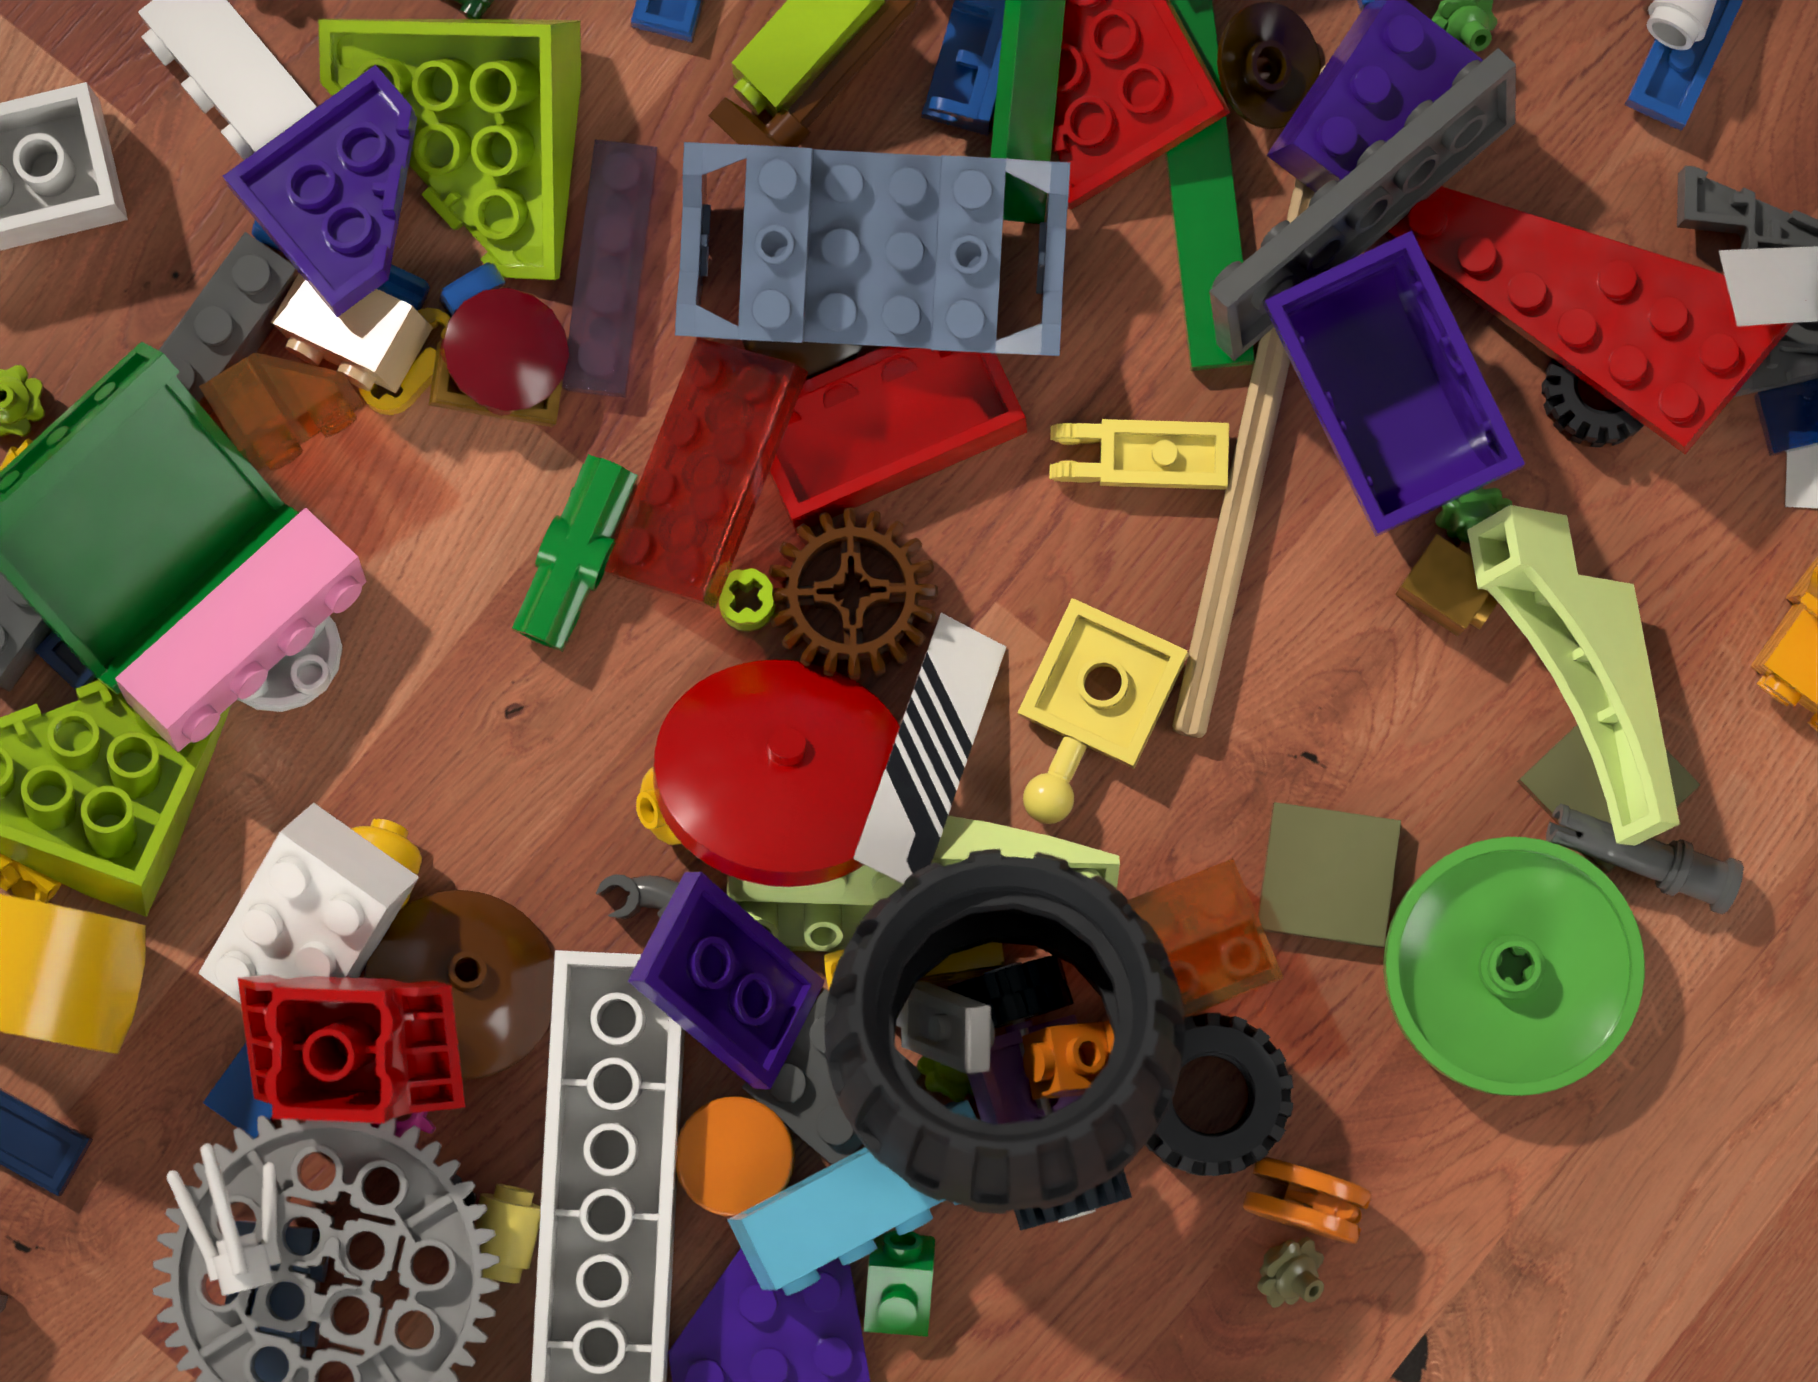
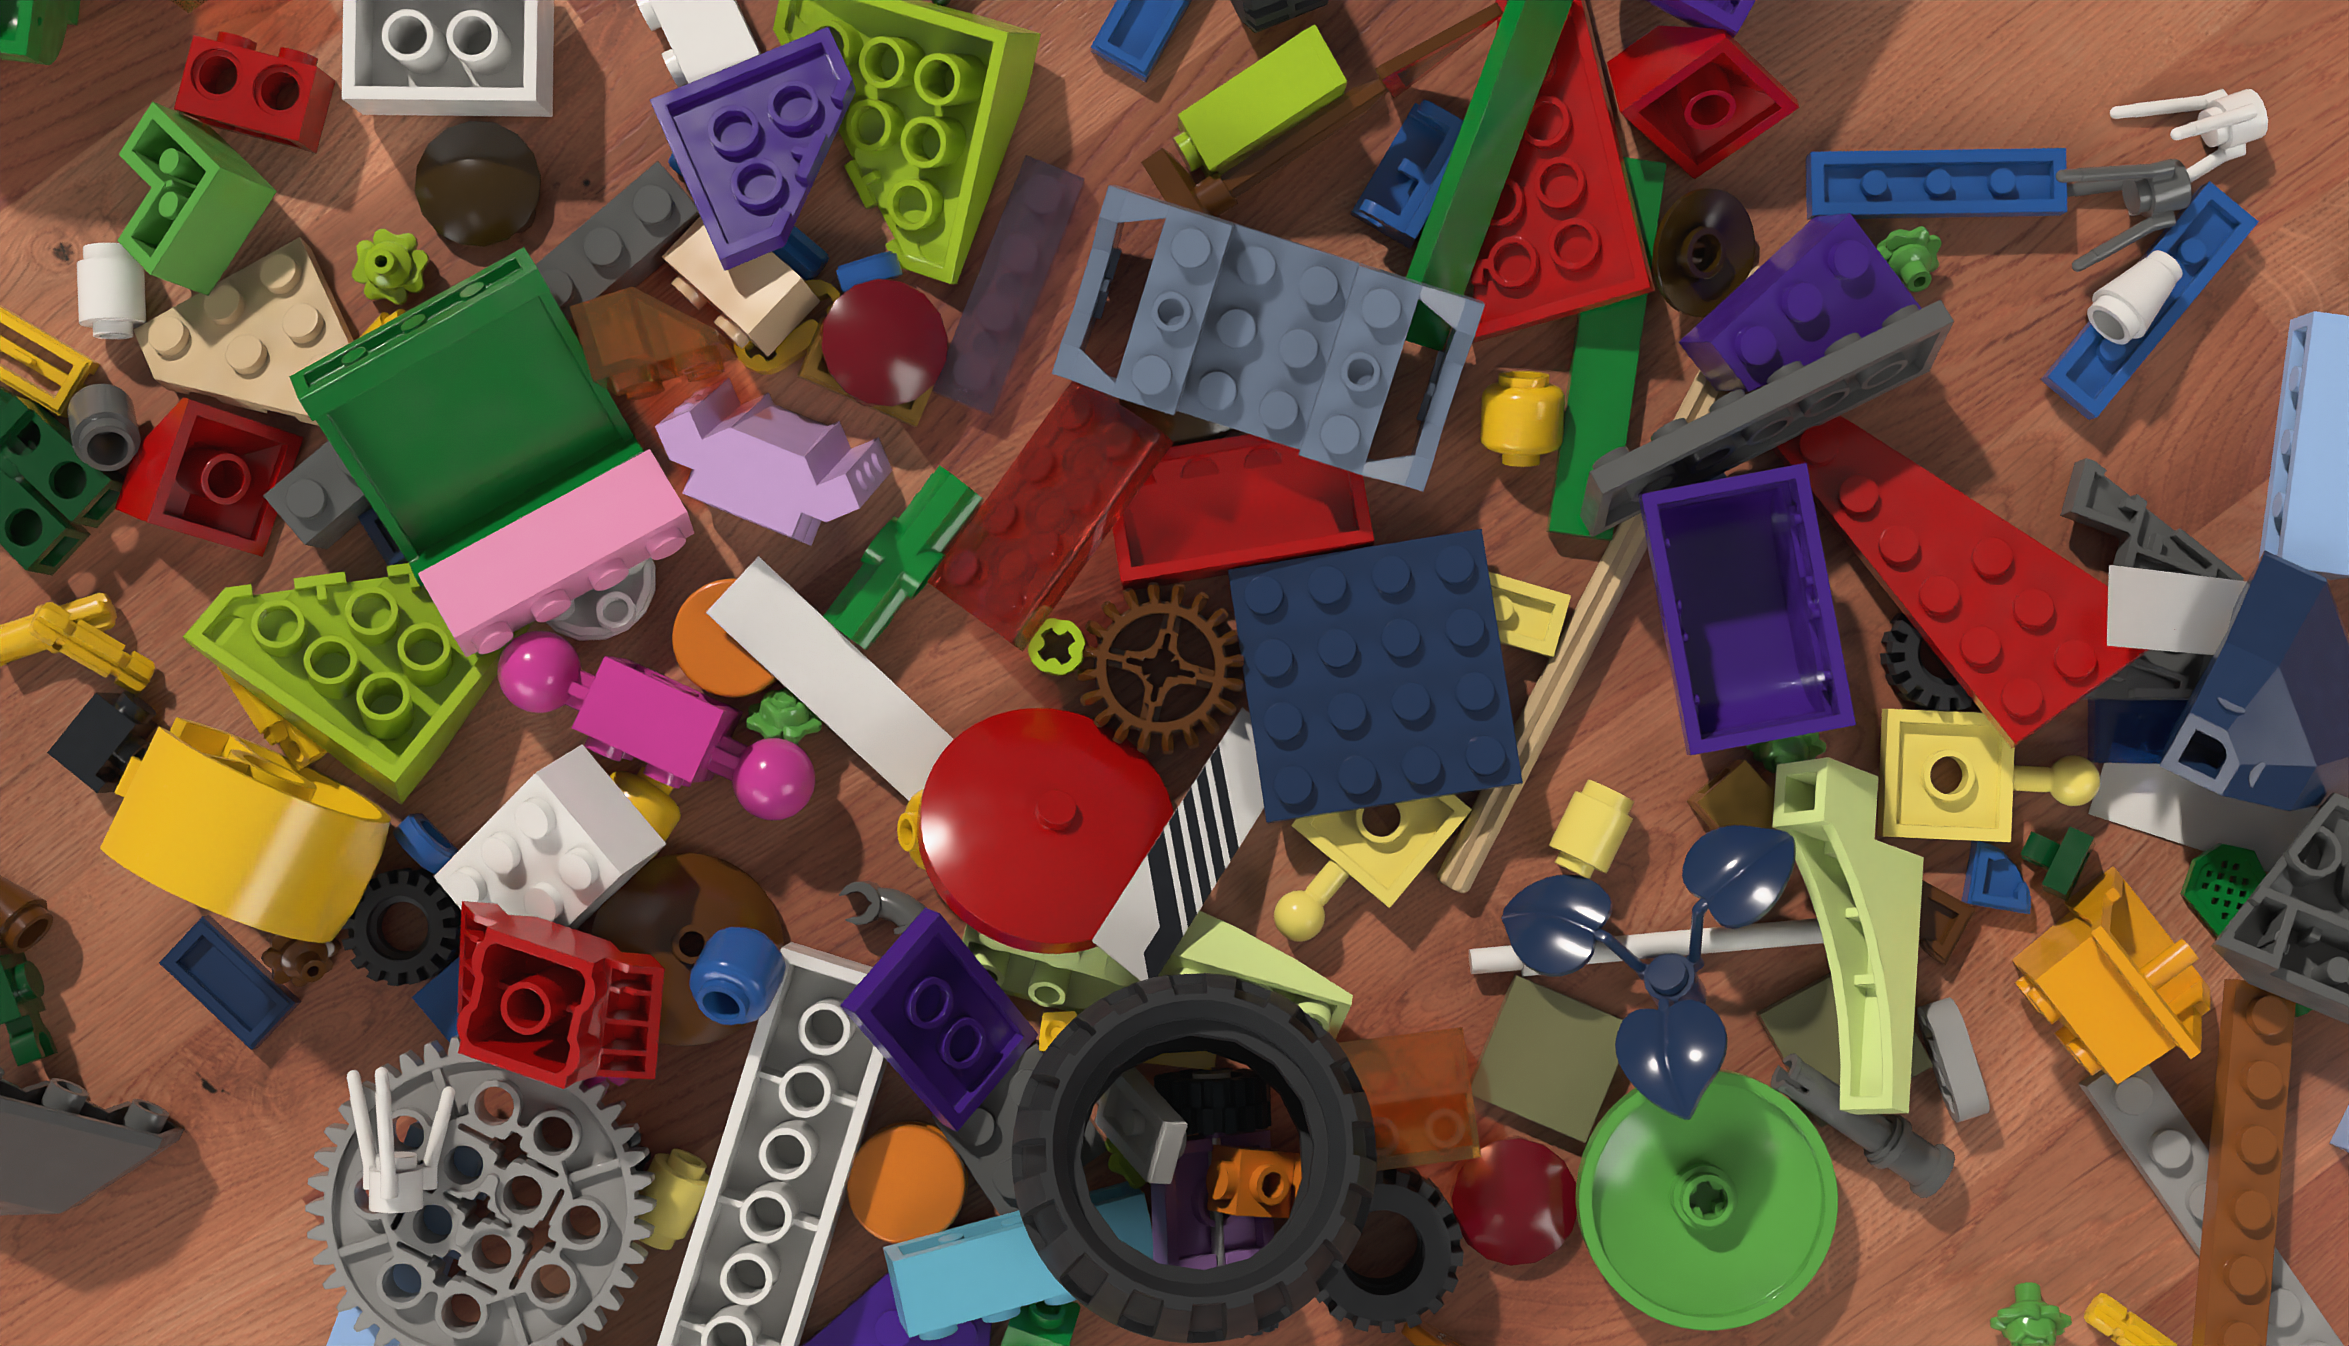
camera: 20 degrees right, 5 degrees up
(72, 301) = (478, 184): none -> dark brown dish
(83, 1086) = (299, 959): none -> reddish brown plant
(178, 947) = (424, 842): none -> blue tile
(218, 1036) = (377, 954): none -> black tyre
(378, 766) = (658, 720): none -> dark pink brick
(423, 495) = (769, 461): none -> lavender slope
(431, 672) = (710, 654): none -> orange head
(500, 737) = (782, 717): none -> bright green plant
(520, 985) = (737, 975): none -> blue head
(535, 684) = (831, 677): none -> white sticker
(1060, 548) = (1375, 676): none -> dark blue plate
(1137, 265) = (1522, 417): none -> yellow head
(1289, 778) = (1676, 942): none -> white bar
(1309, 642) = (1592, 829): none -> light yellow brick
(1331, 1023) = (1515, 1201): none -> dark red dish
(1443, 807) = (1682, 1045): none -> dark blue plant
(1669, 645) = (1941, 922): none -> reddish brown tile
(1678, 521) = (1983, 800): none -> light yellow plate
(1712, 593) = (1994, 880): none -> blue tile
(1717, 773) = (1953, 1059): none -> light grey beam
(1769, 556) = (2062, 861): none -> dark green tile

